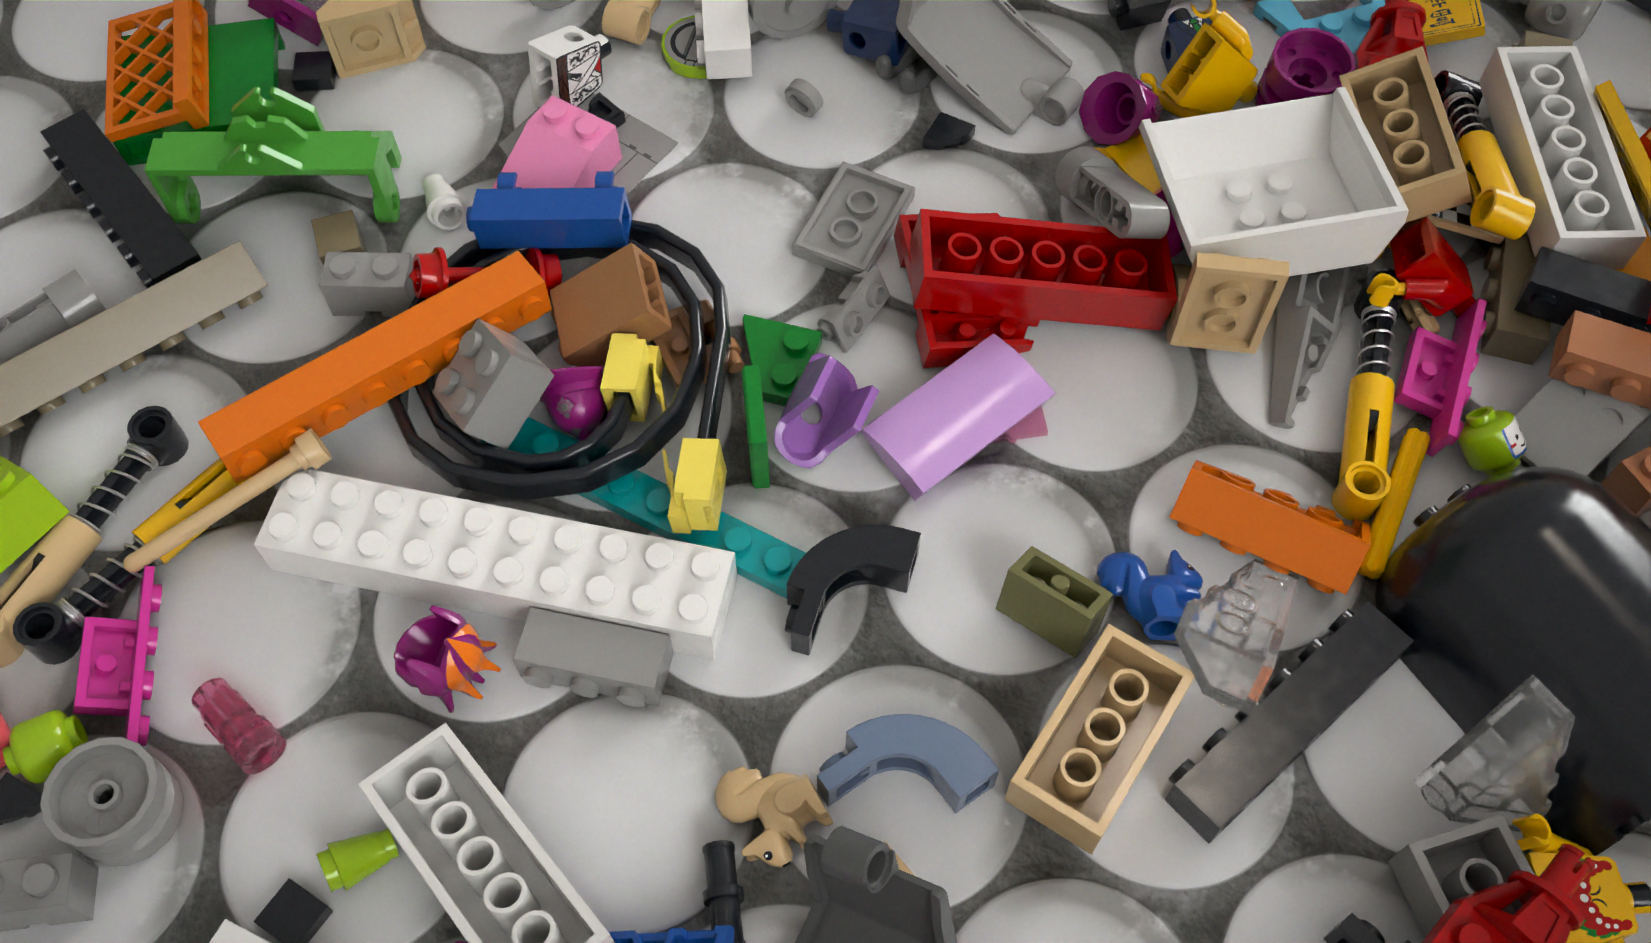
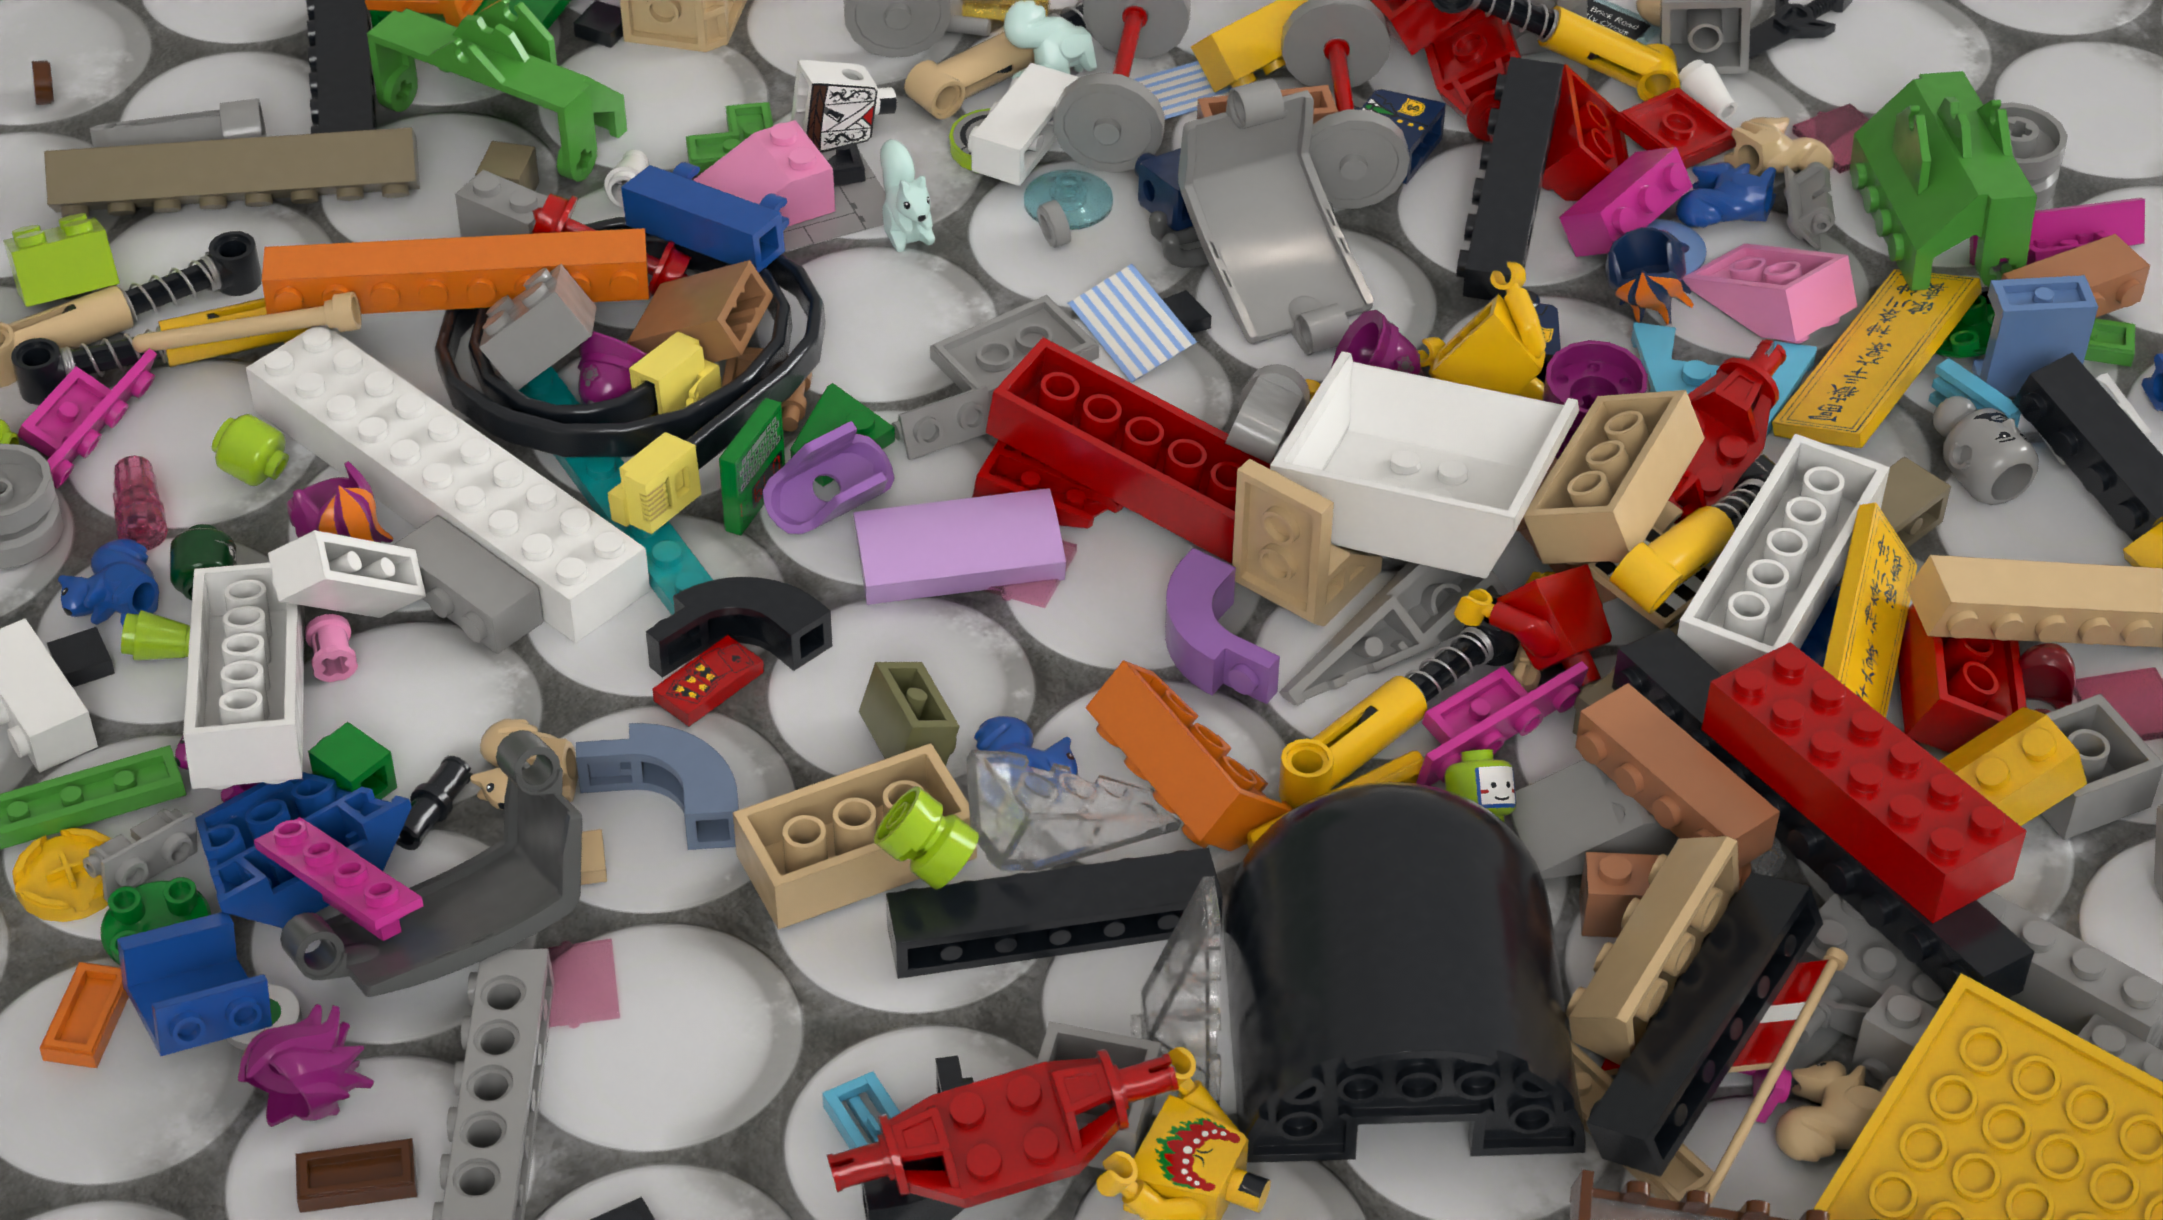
camera: 30 degrees right, 15 degrees down
(282, 823) = (119, 584): none -> blue animal
(305, 618) = (250, 450): none -> lime head
(343, 758) = (198, 548): none -> dark green head
(505, 123) = (741, 122): none -> bright green tile
(508, 724) = (346, 574): none -> white brick
(522, 784) = (332, 654): none -> bright pink bush
(631, 900) = (354, 761): none -> green brick
(688, 133) = (906, 201): none -> light aqua animal
(784, 62) = (1081, 194): none -> clear light blue dish
(854, 642) = (708, 680): none -> red tile
(921, 156) = (1132, 322): none -> sticker
(1188, 408) = (1197, 643): none -> medium lavender arch
(1194, 726) = (921, 833): none -> lime wheel

